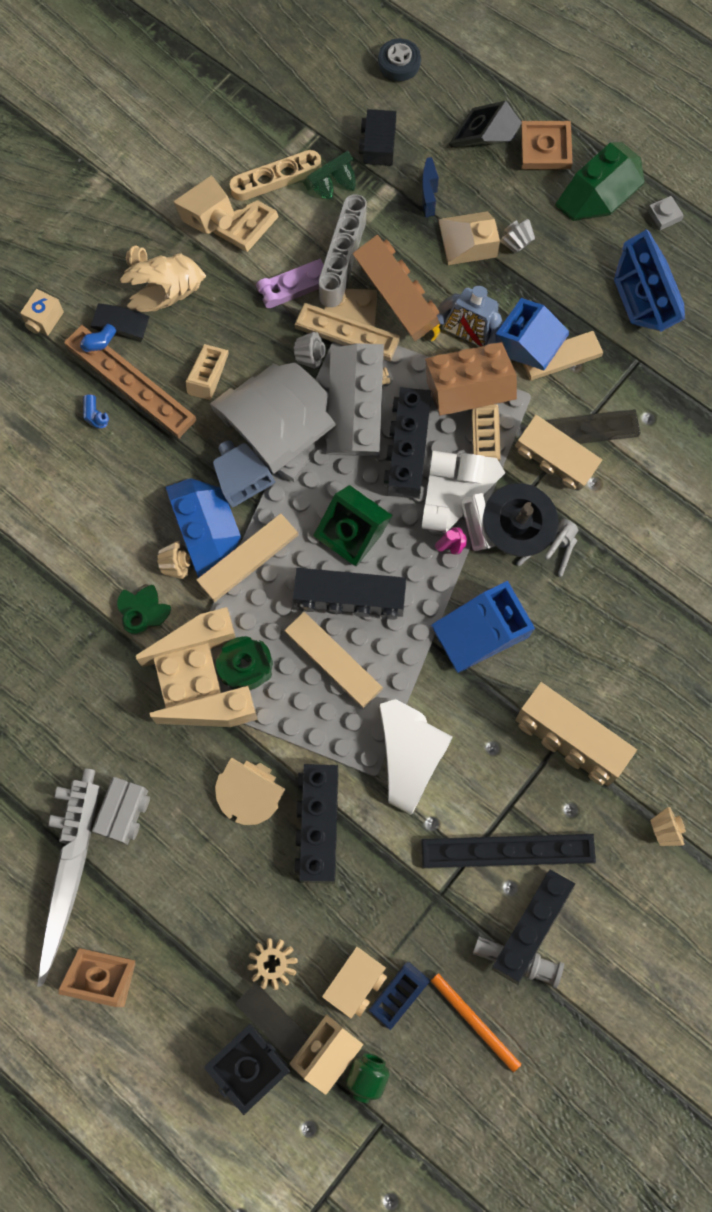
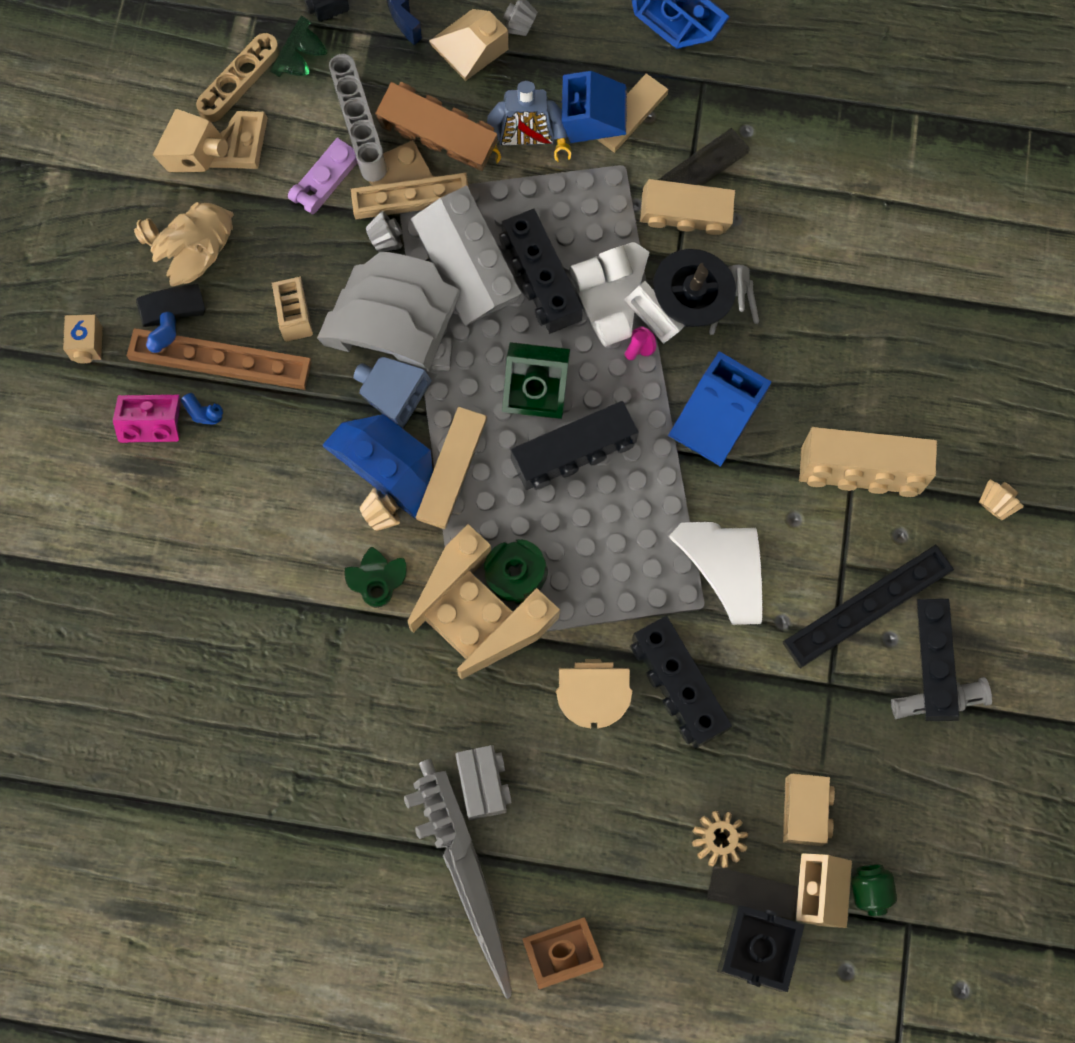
camera: 35 degrees left, 0 degrees up
(50, 396) = (147, 418): none -> dark pink bracket
(333, 660) = (597, 519): tan tile -> none
(415, 975) = (865, 799): dark blue slope -> none
(471, 378) = (565, 177): medium nougat brick -> none
(476, 1023) = (936, 780): orange bar -> none
(486, 416) = (603, 200): tan slope -> none

